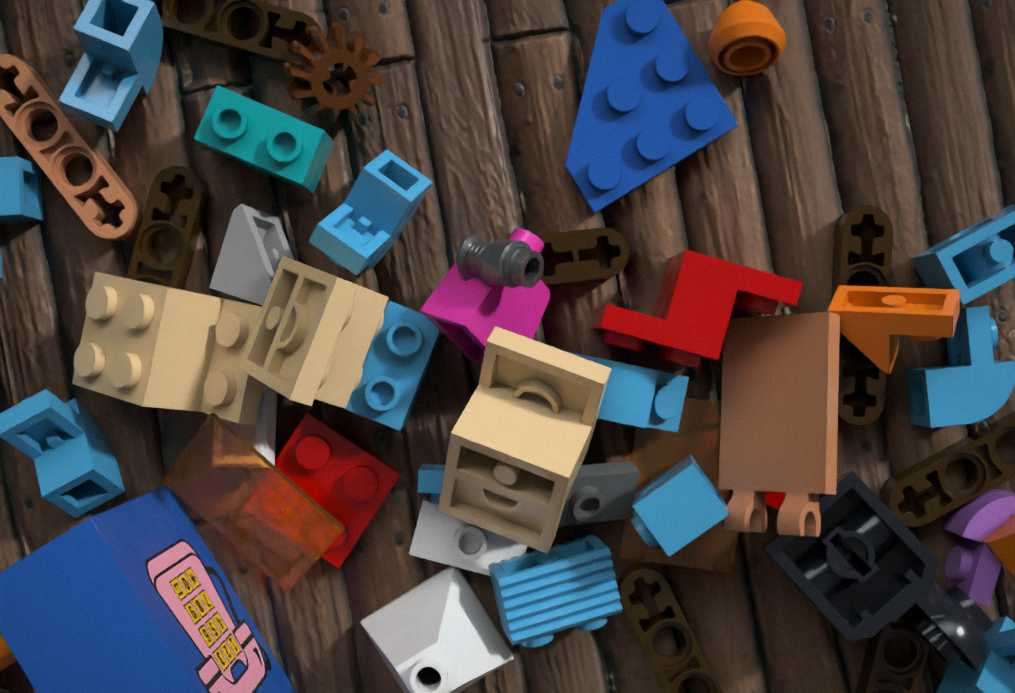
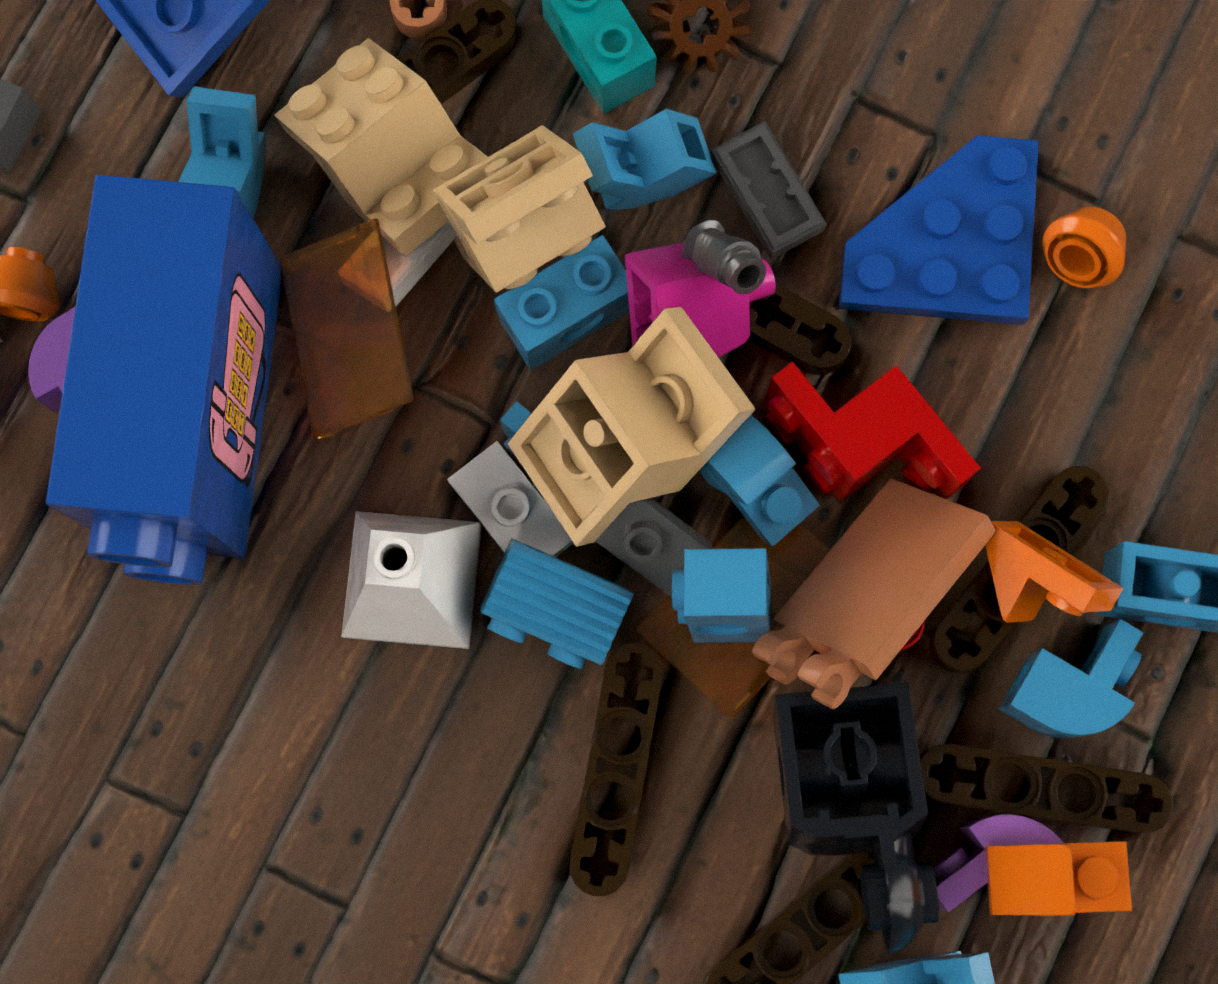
camera: 35 degrees right, 10 degrees down
(250, 254) = (508, 113): light grey slope -> none
(337, 476) = (442, 373): red plate -> none
(479, 166) = (768, 190): none -> dark grey plate

